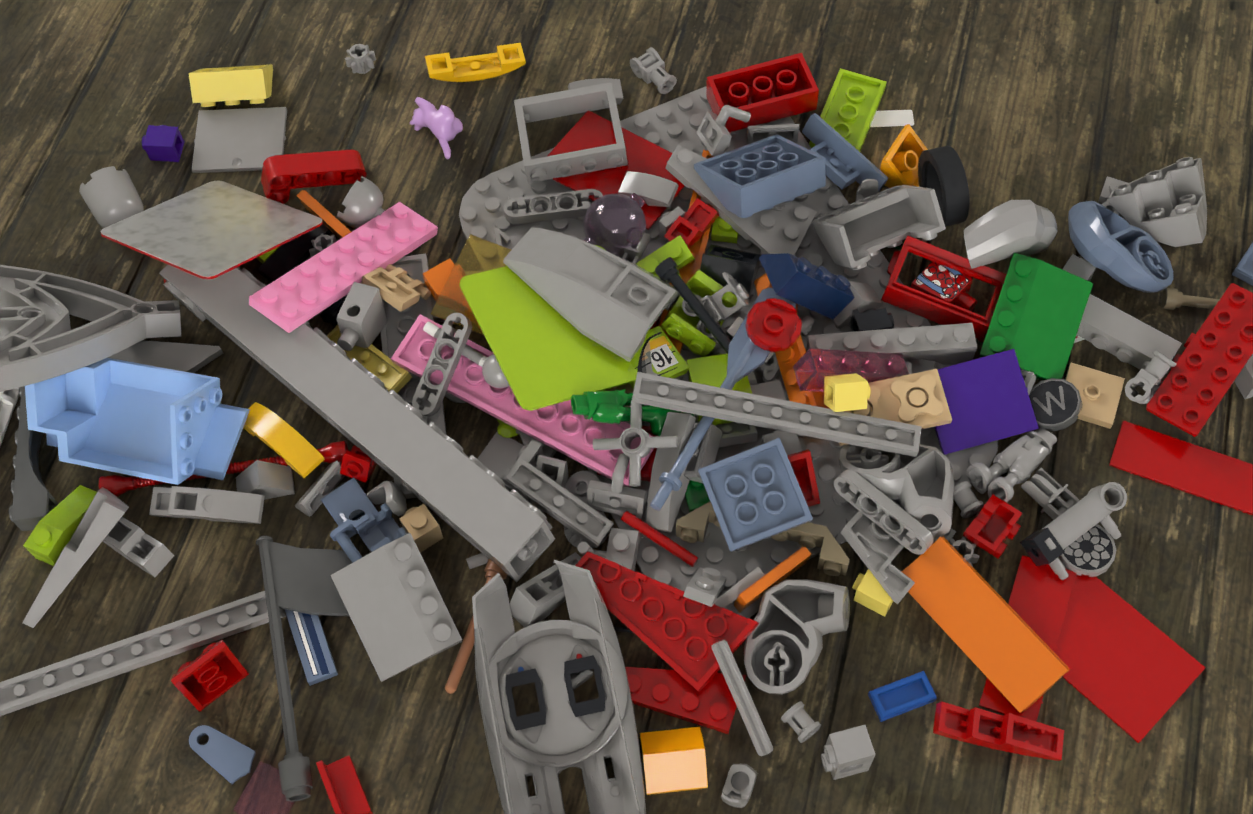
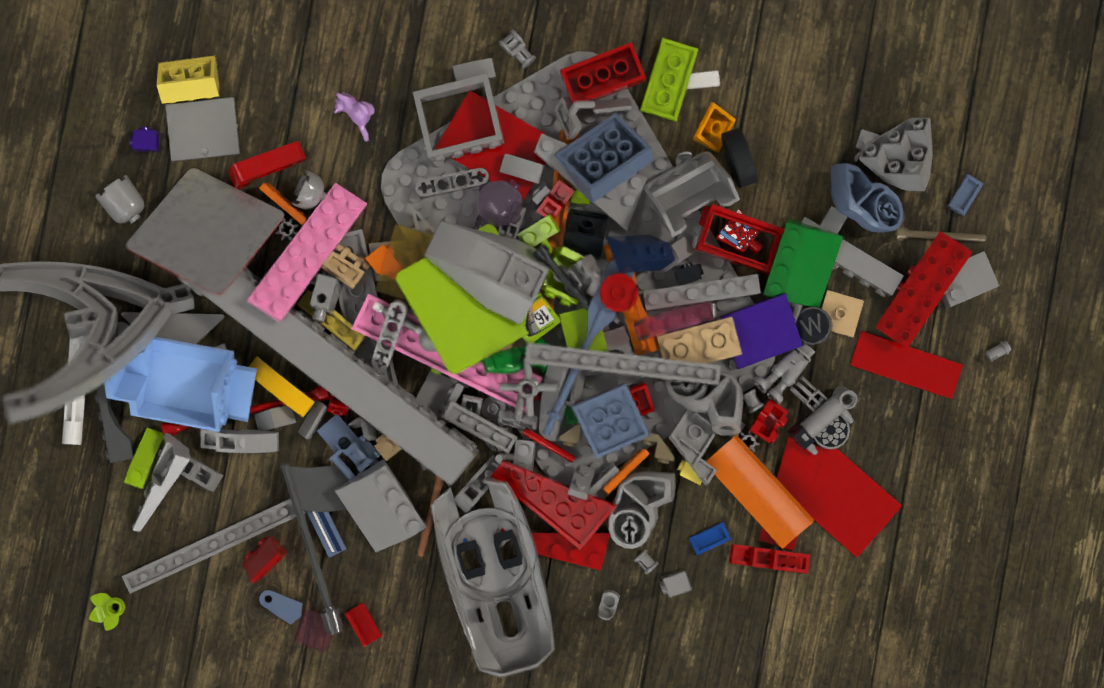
camera: 10 degrees left, 25 degrees up
(360, 58) = (291, 53): light grey gear -> none
(476, 67) = (377, 50): yellow slope -> none
(674, 760) = (567, 589): light orange slope -> none
(742, 698) = (608, 552): light grey axle -> none
(842, 161) = (662, 129): sand blue bracket -> none
(846, 392) = (669, 346): light yellow brick -> none
(849, 485) = (695, 422): light grey beam -> none
(1009, 229) = (784, 204): light grey piece -> none
(1149, 378) = (879, 305): light grey connector -> none

